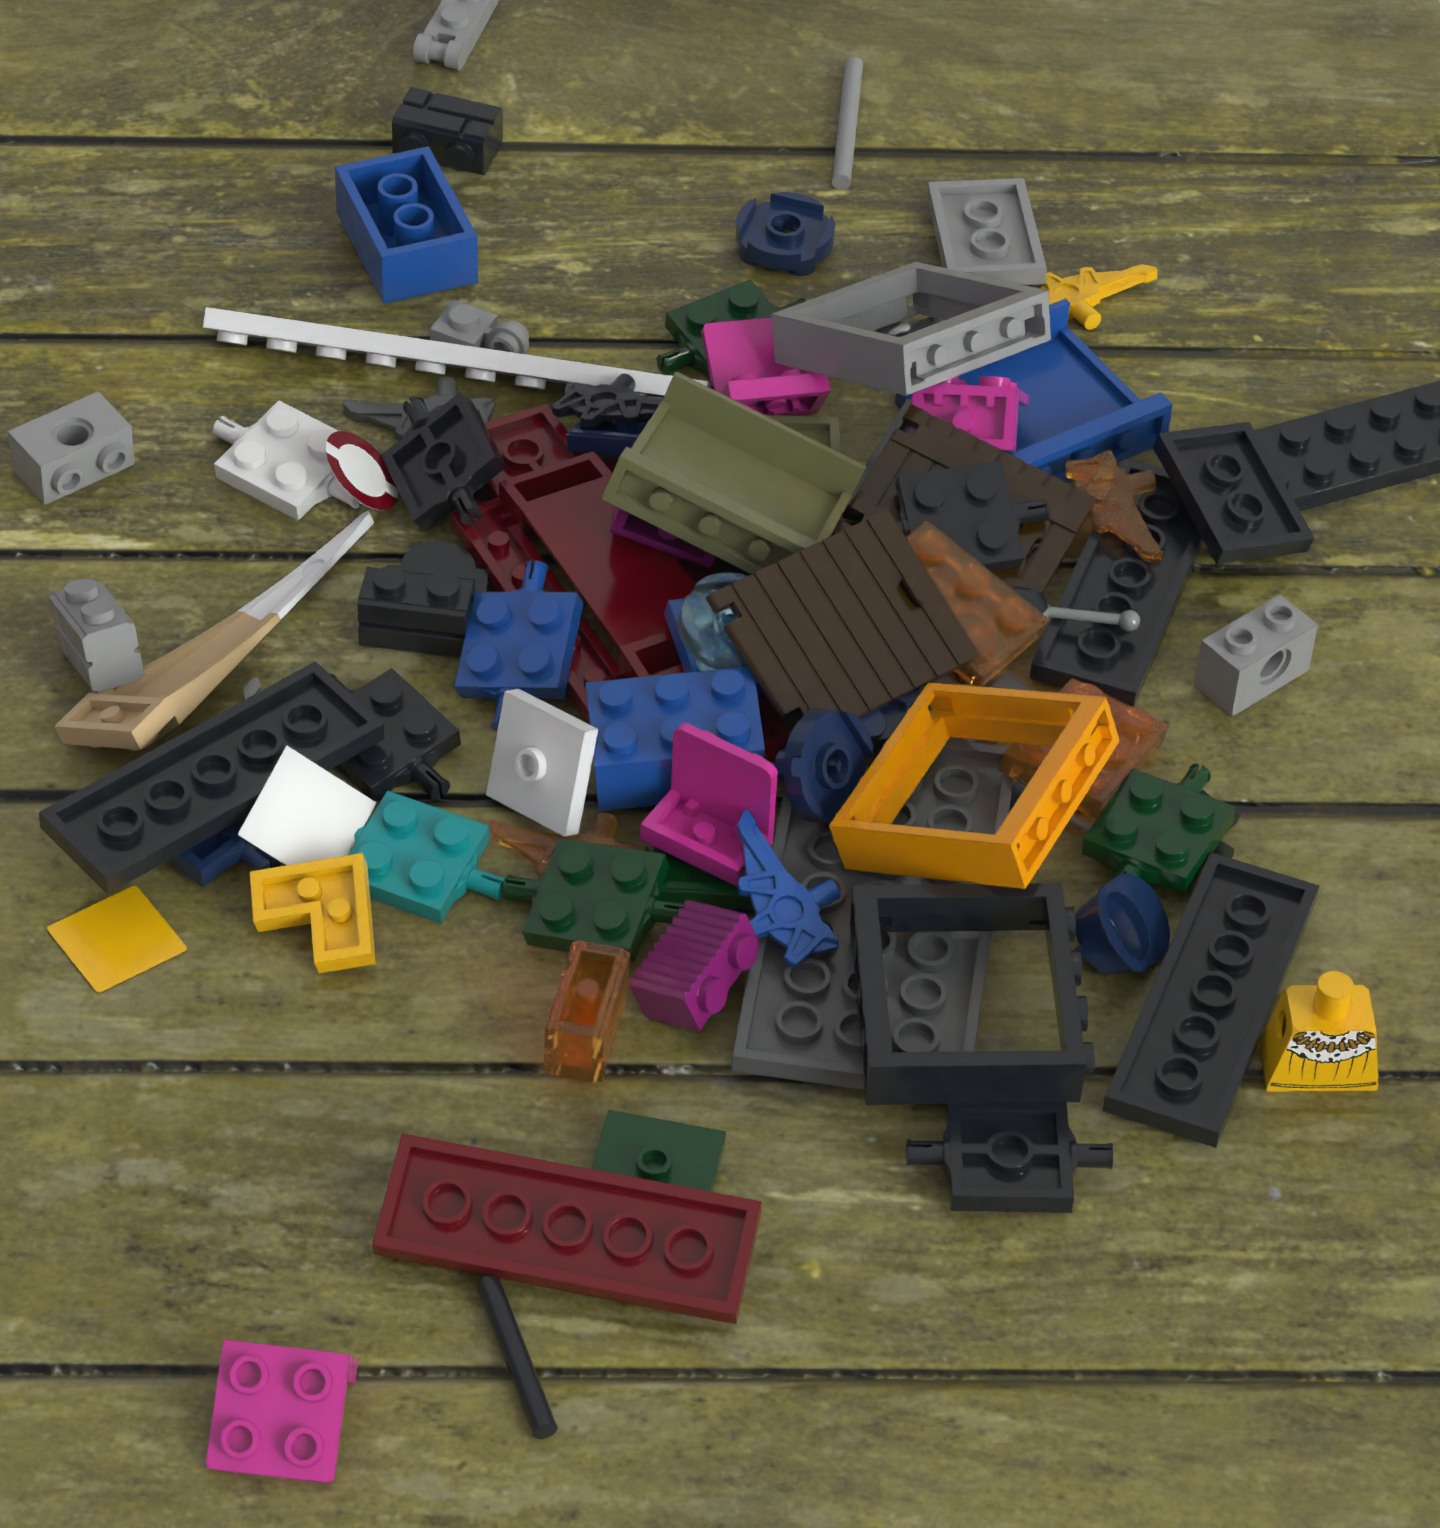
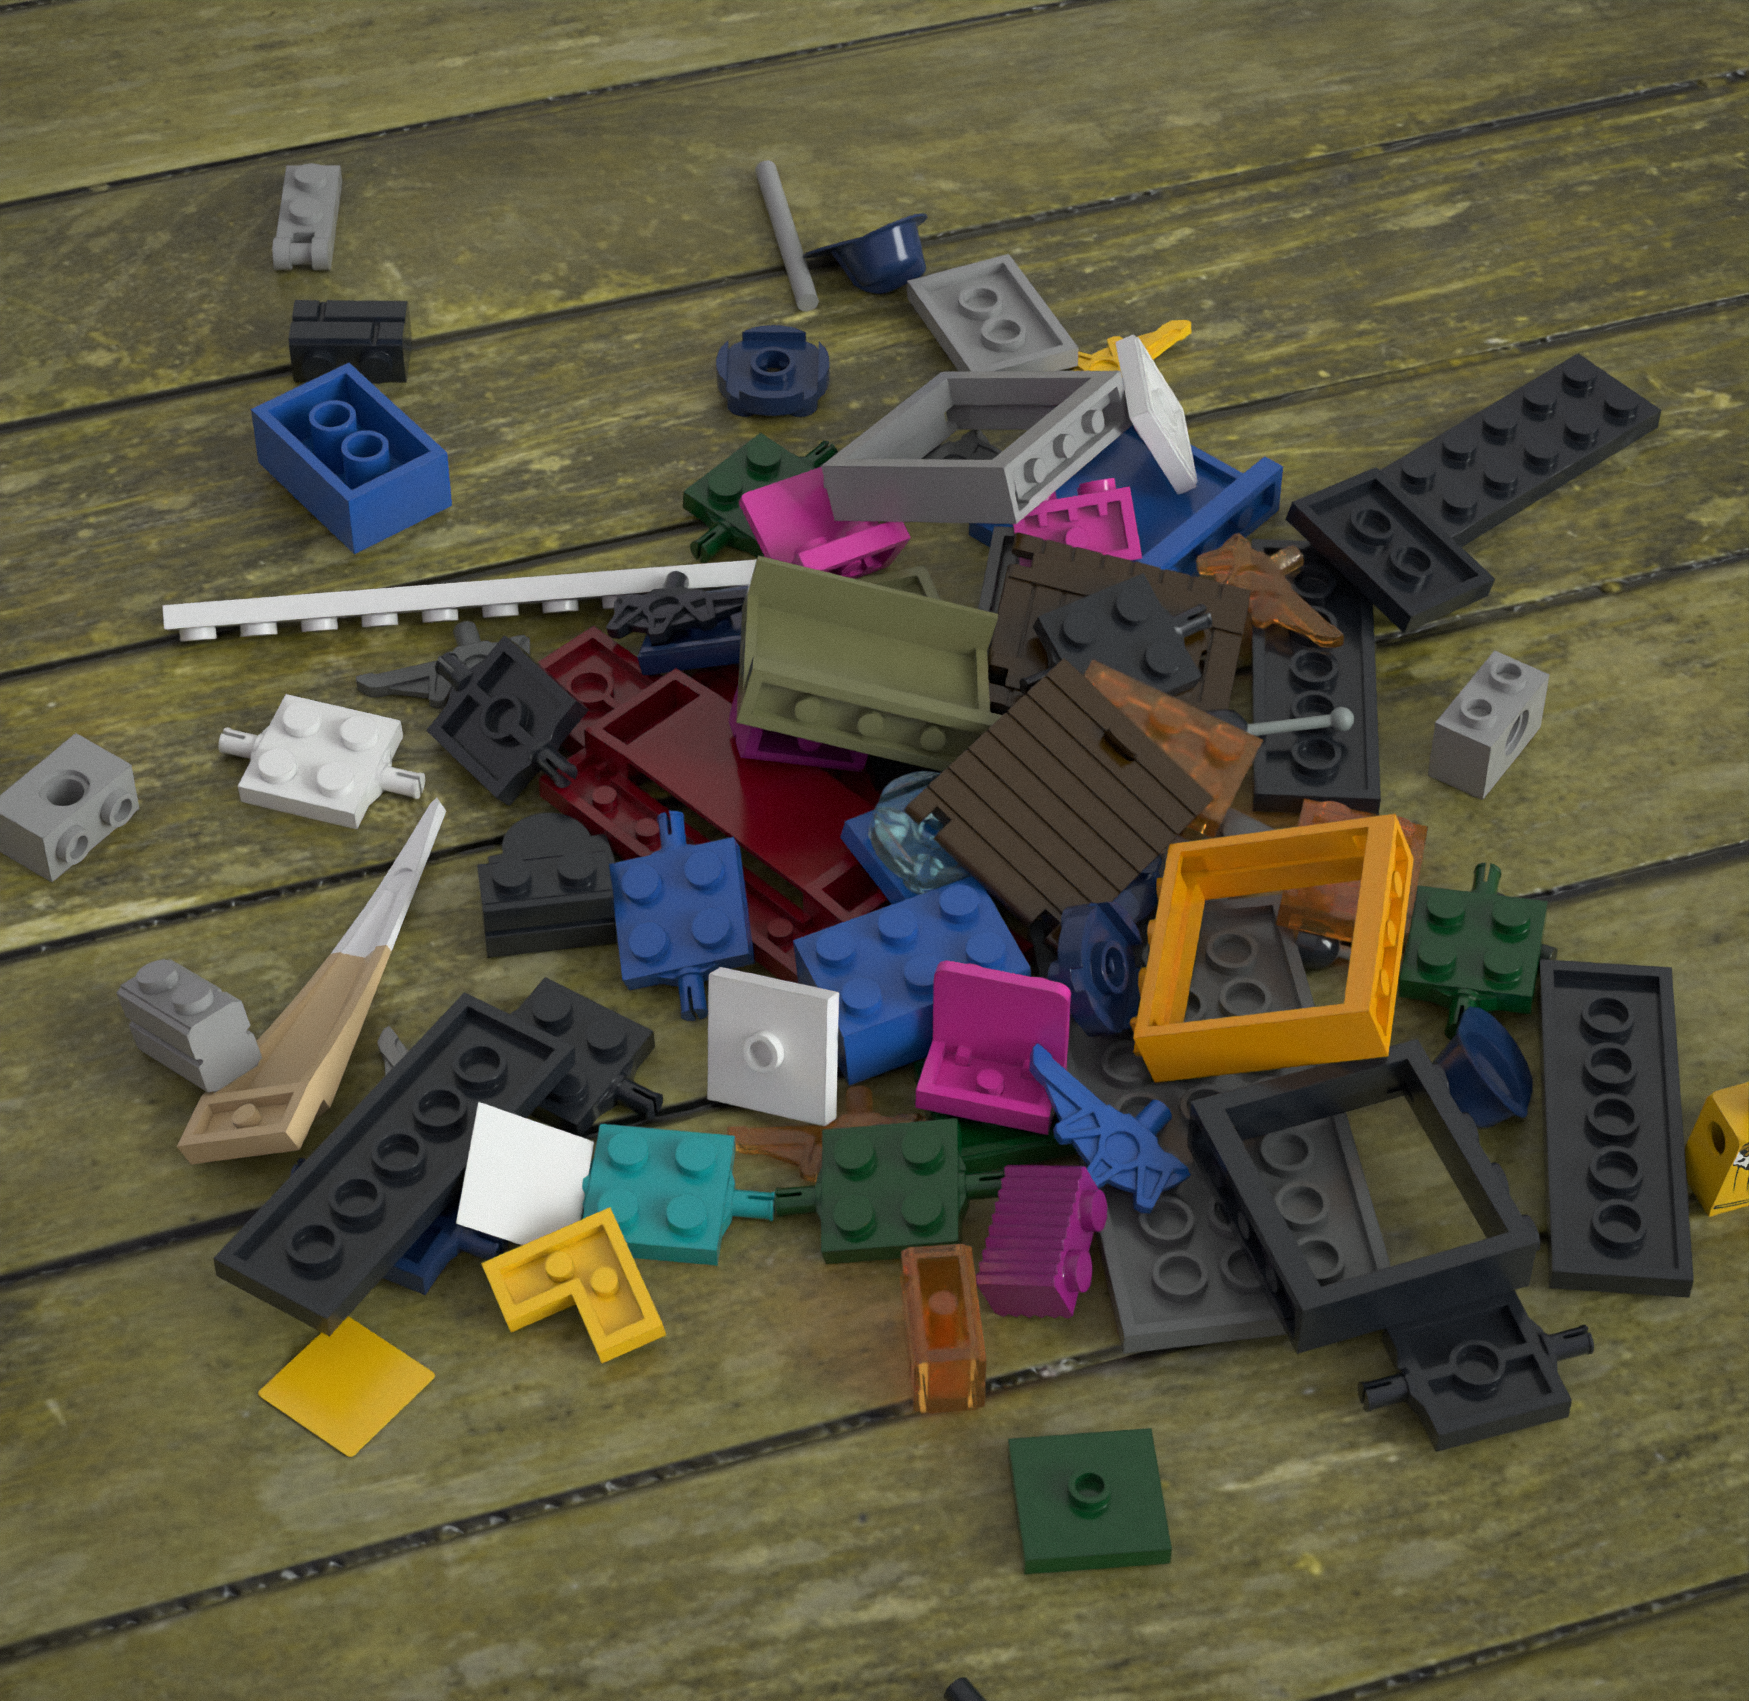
camera: 15 degrees left, 0 degrees up
(361, 470) = (415, 753): sticker -> none
(478, 328) = (473, 558): light grey plate -> none
(568, 1228) = (1026, 1596): dark red plate -> none
(915, 156) = (881, 258): none -> dark blue piece
(1078, 336) = (1156, 414): none -> white plate

